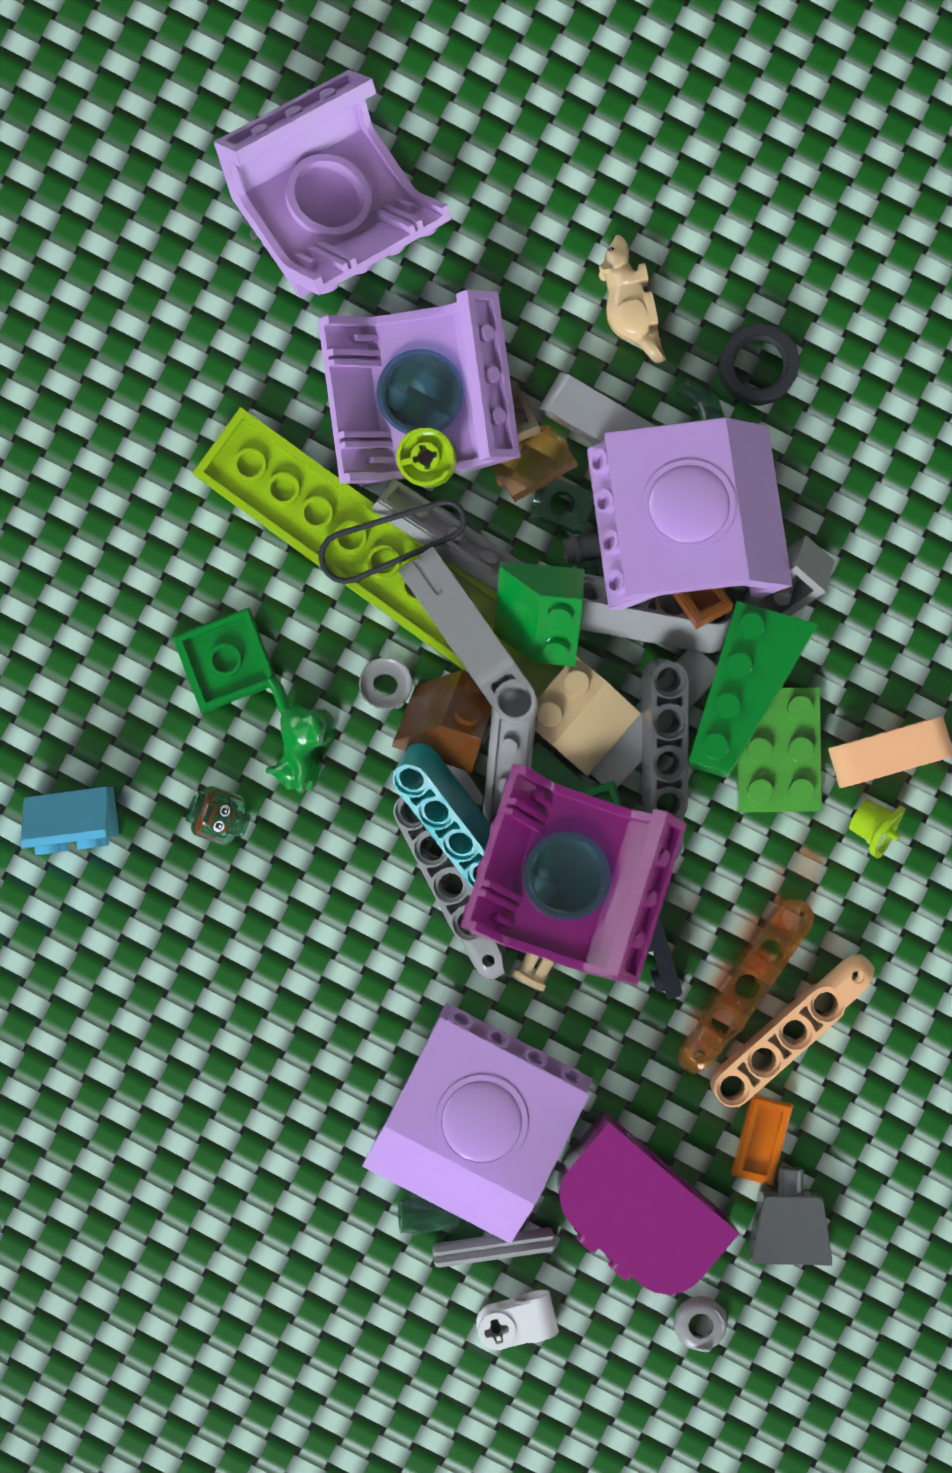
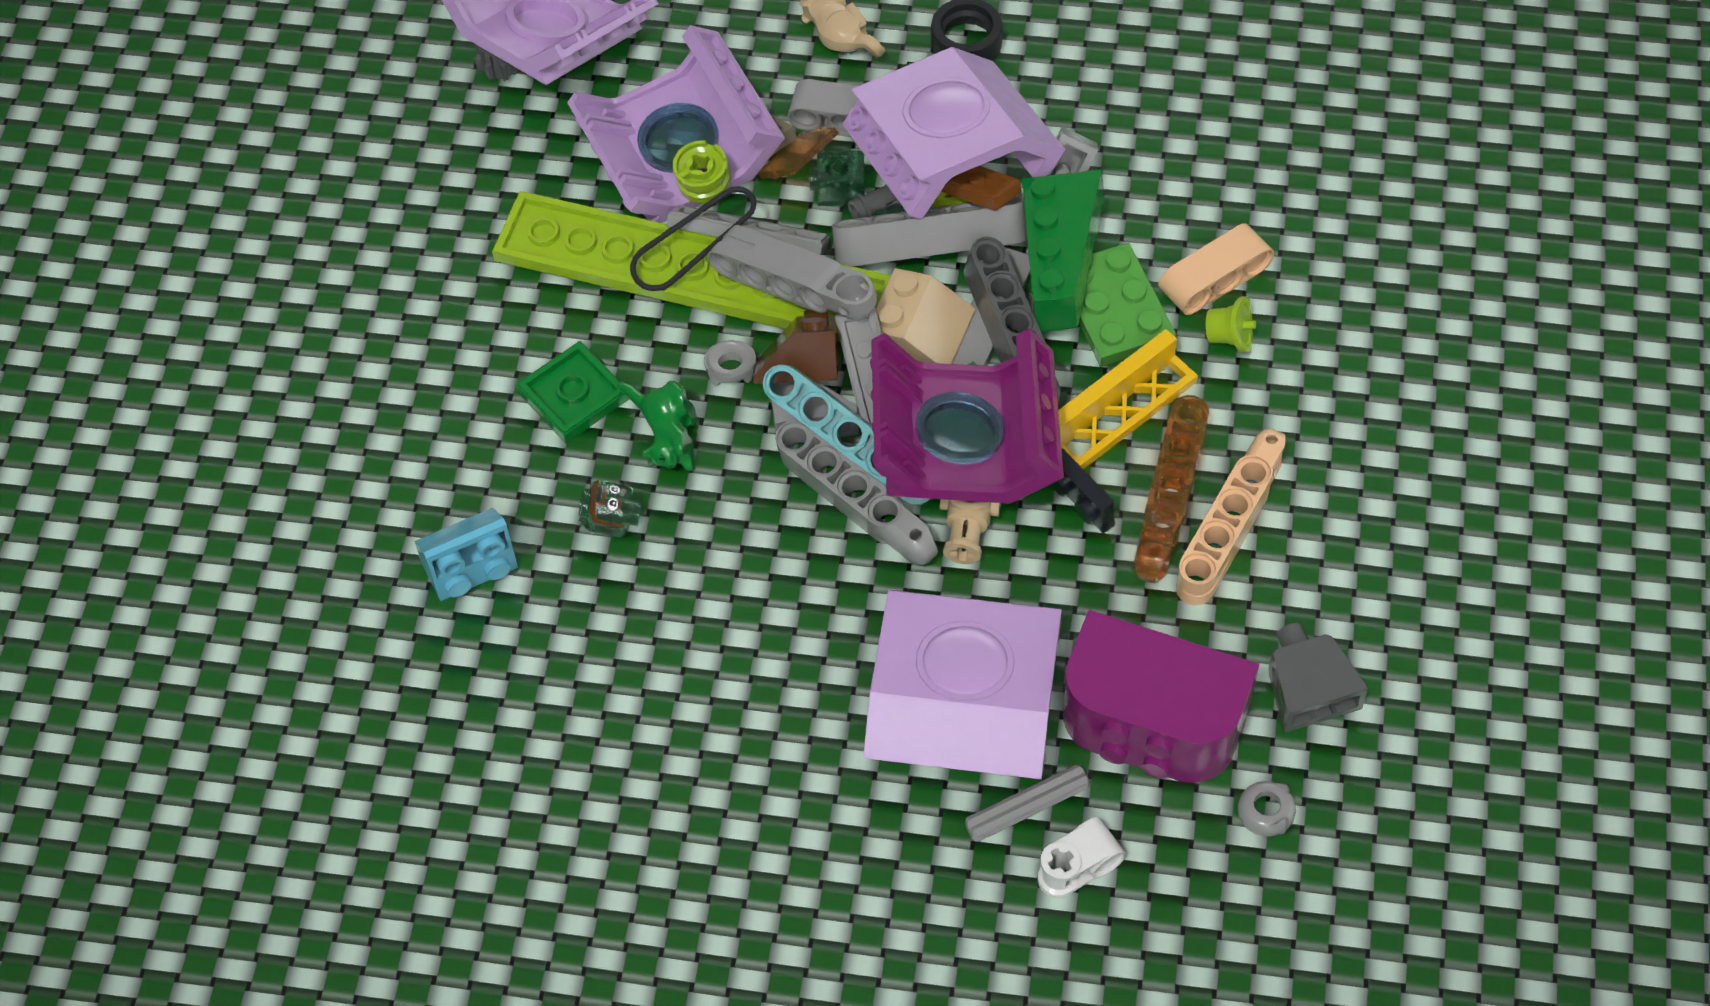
camera: 15 degrees left, 30 degrees down
(422, 1217) = (945, 792): clear green cone -> none
(540, 611) = (850, 230): green slope -> none
(741, 853) = (1115, 387): none -> yellow fence
(762, 1139) = (1249, 620): orange tile -> none

